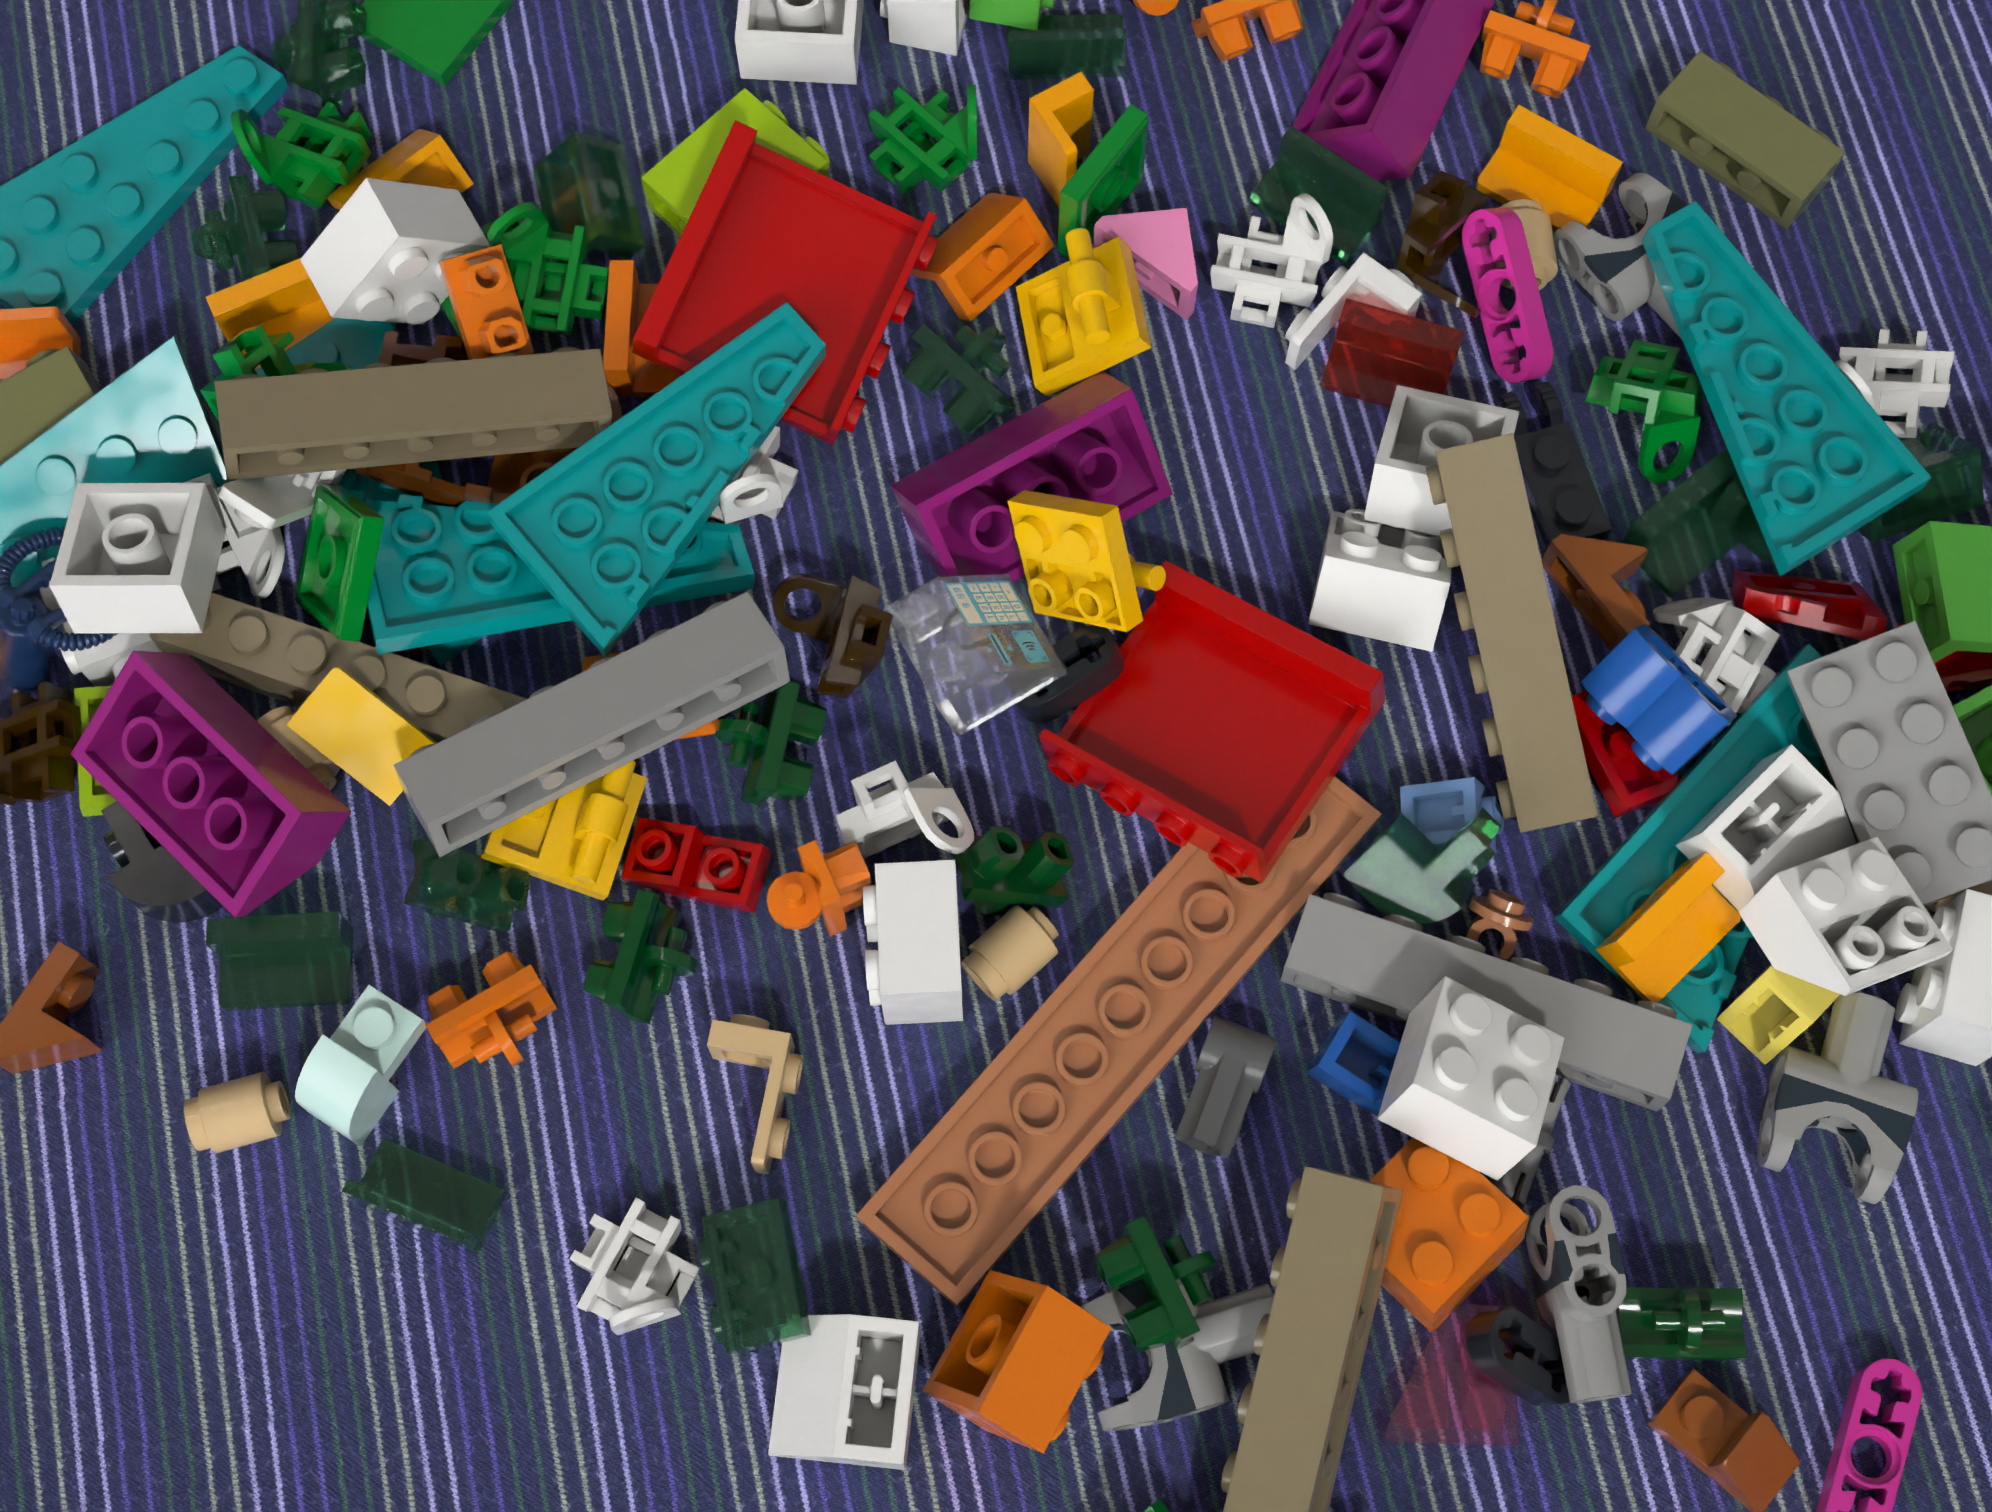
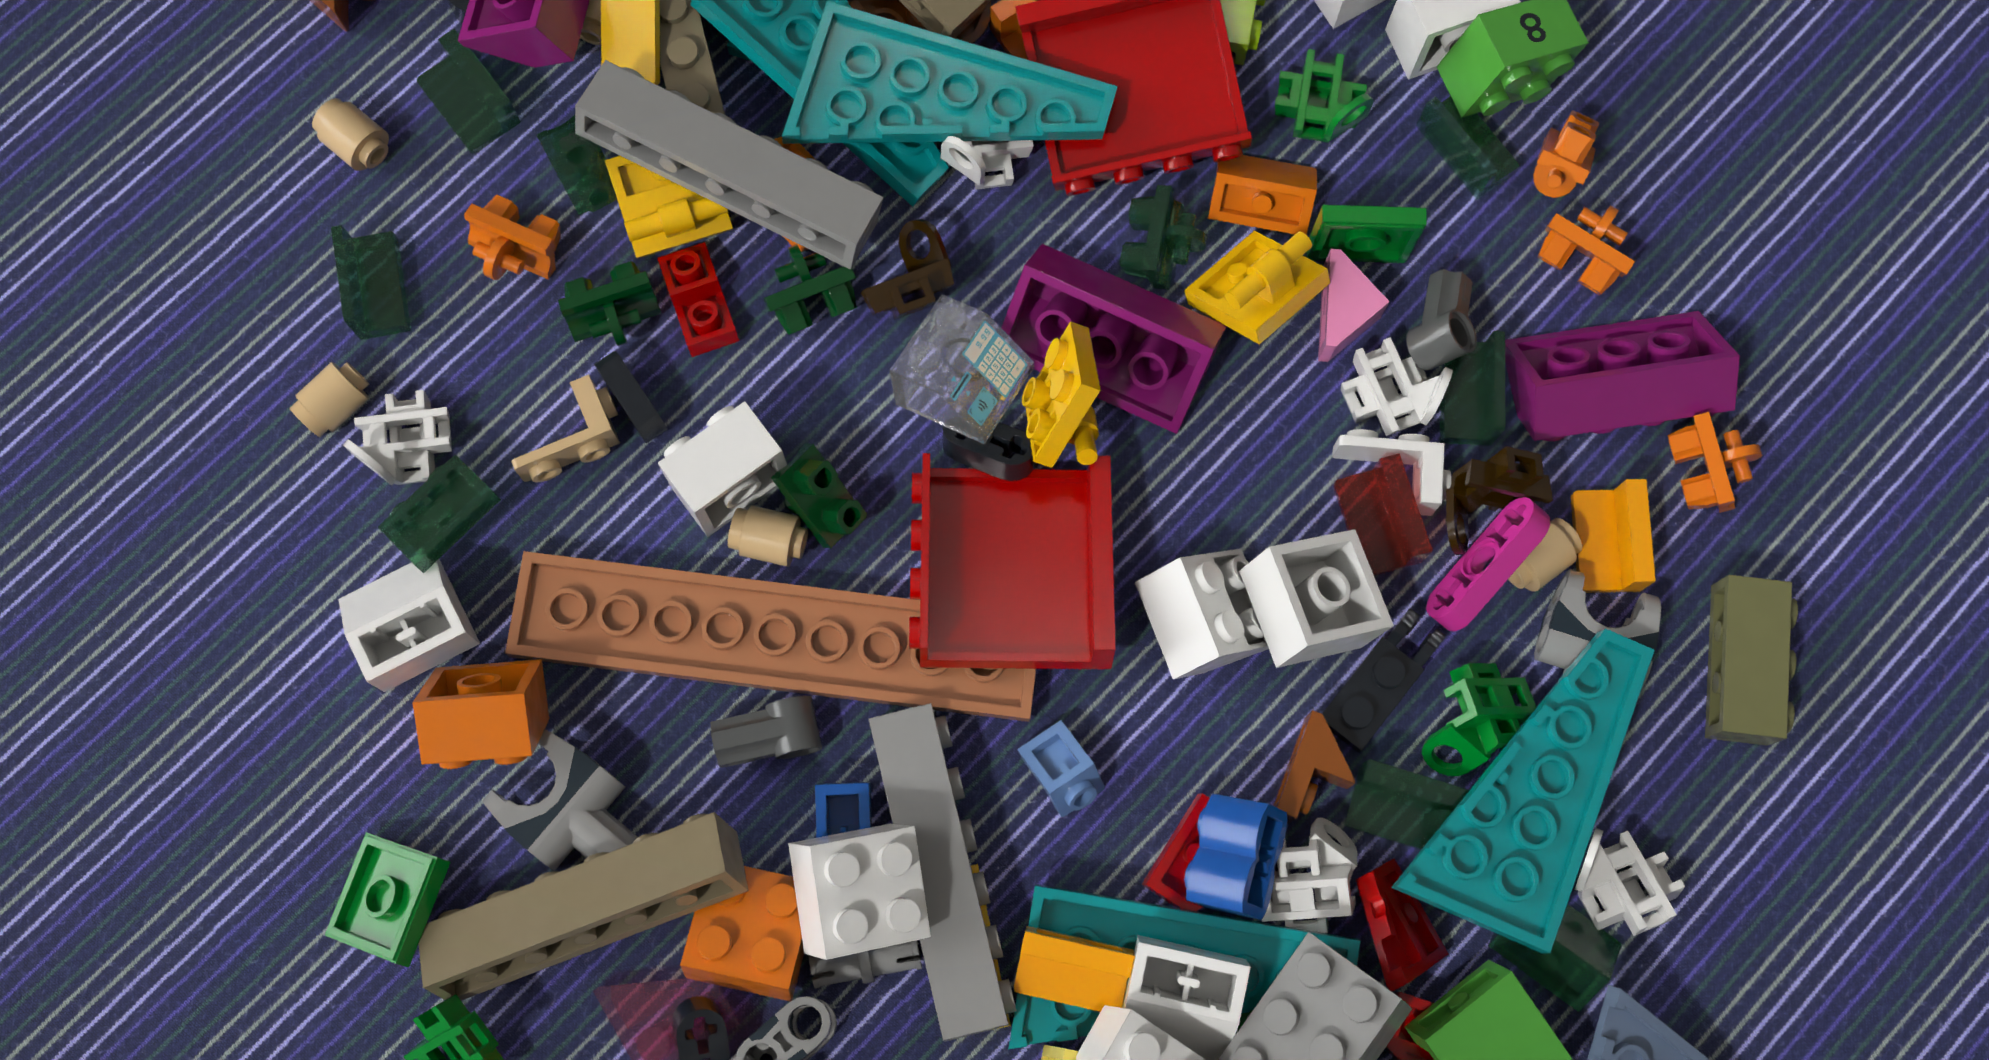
camera: 55 degrees right, 5 degrees up
(350, 1073) = (417, 182): light aqua brick -> none
(529, 1322) = (330, 398): none -> tan brick
(759, 996) = (630, 396): none -> black beam
(826, 887) = (722, 381): orange hips -> none
(902, 812) = (807, 398): white piece -> none
(1060, 131) = (1388, 176): light orange panel -> none
(1168, 1314) = (597, 747): dark green hips -> none
(1245, 178) = (1445, 324): none -> dark grey piece
(1415, 879) = (996, 769): clear green brick -> none
(1502, 913) = (1014, 844): nougat plate -> none
(1514, 632) = (1211, 721): dark tan brick -> none

